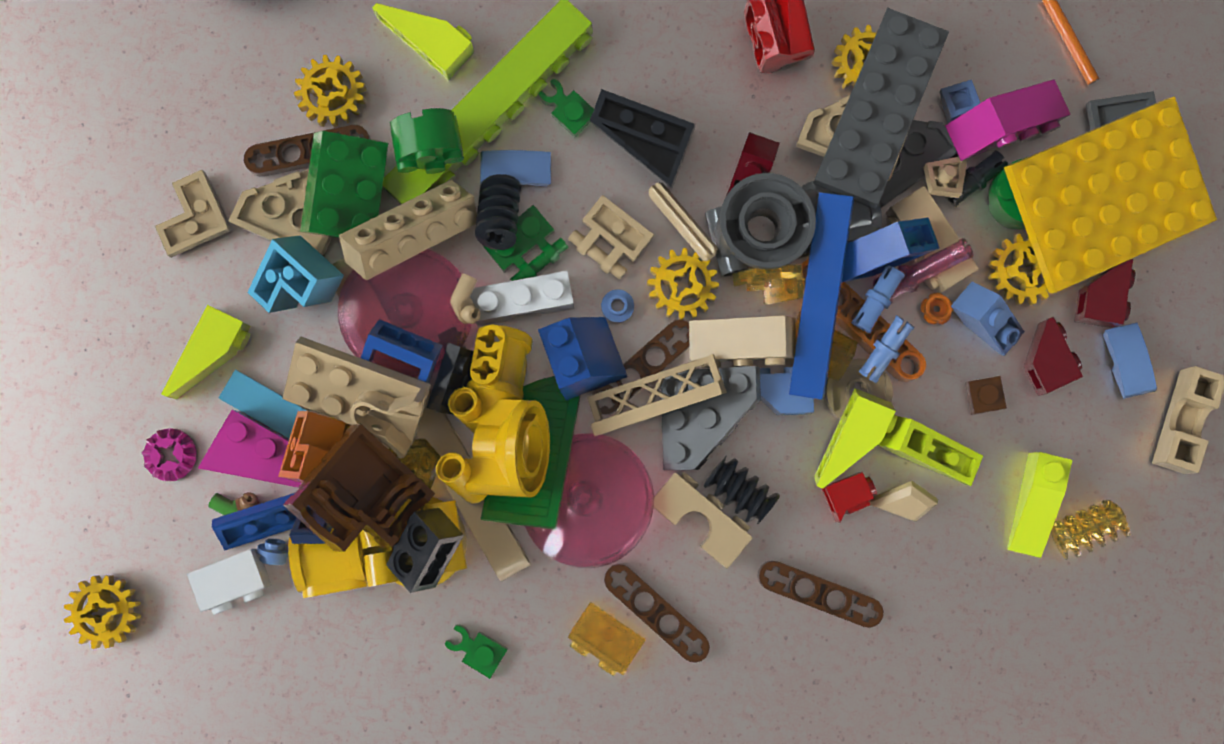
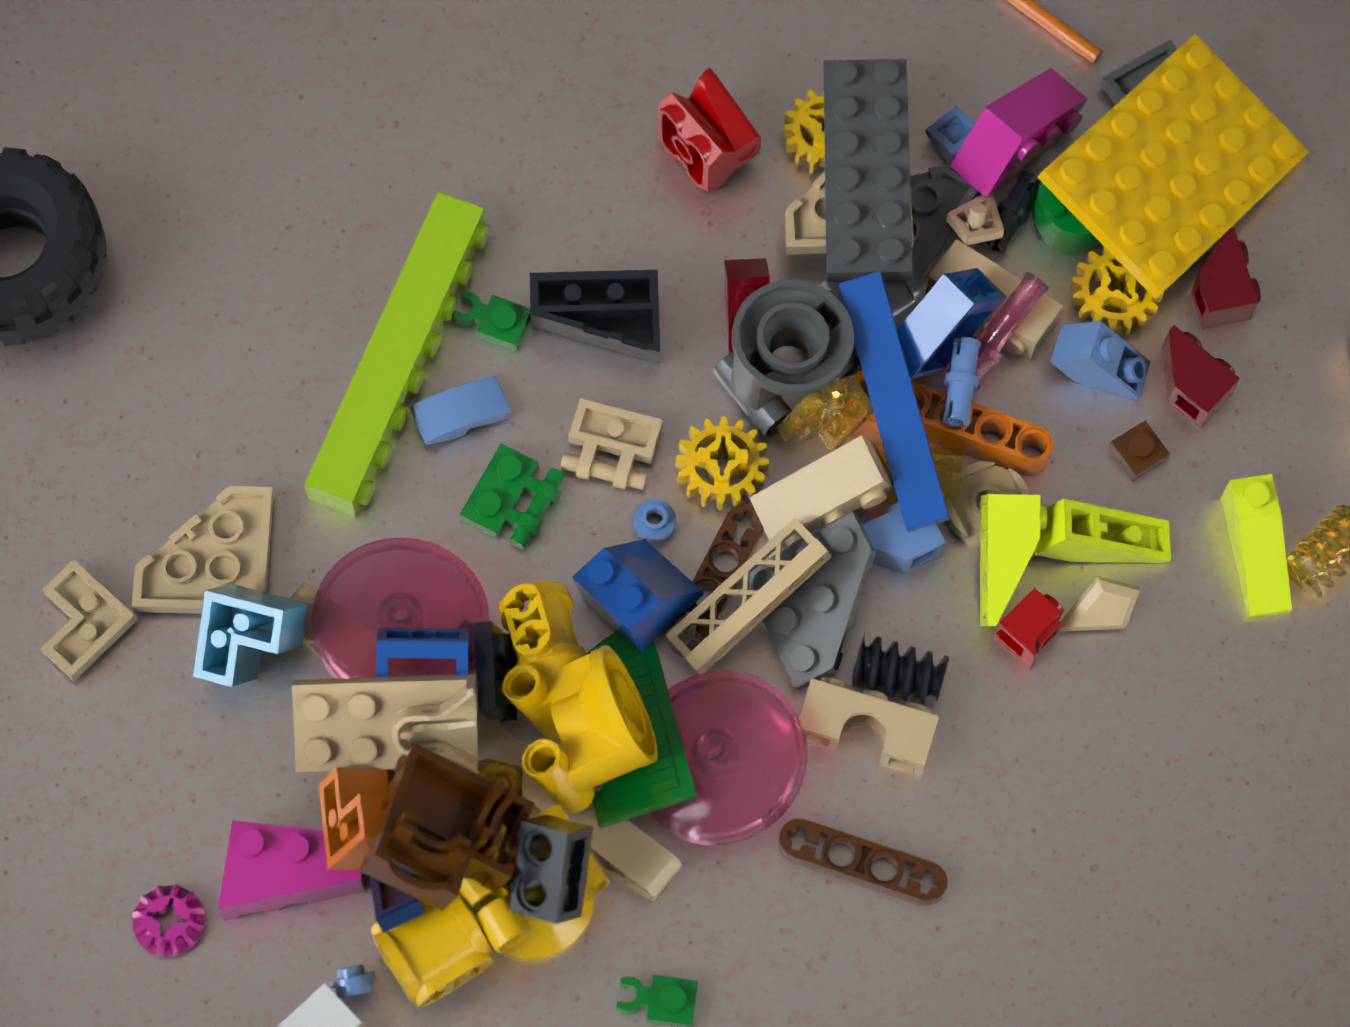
camera: 25 degrees left, 15 degrees down
(209, 347) = (169, 767): neon yellow slope -> none
(226, 506) = (283, 951): arm -> none
(253, 523) = (322, 948): blue tile -> none
(260, 403) = (262, 806): medium azure tile -> none
(304, 143) = (191, 483): reddish brown beam -> none
(327, 104) = (177, 404): yellow gear -> none
(342, 183) = (264, 504): green brick -> none
(408, 229) = (365, 520): tan brick -> none
(426, 141) = (347, 406): green brick -> none
(430, 37) = (292, 301): neon yellow slope -> none
(462, 302) = (466, 578): tan arm -> none
(498, 212) = (464, 463): black piece -> none
(524, 296) = (556, 538): white arch -> none
(605, 639) = (814, 919): clear yellow bracket -> none
(682, 221) = (690, 390): tan axle -> none
(820, 592) = (1049, 751): reddish brown beam -> none
(886, 349) = (997, 433): medium blue pin -> none
(944, 304) = (1035, 364): orange plate -> none
(1131, 360) = (1288, 342): medium blue slope -> none

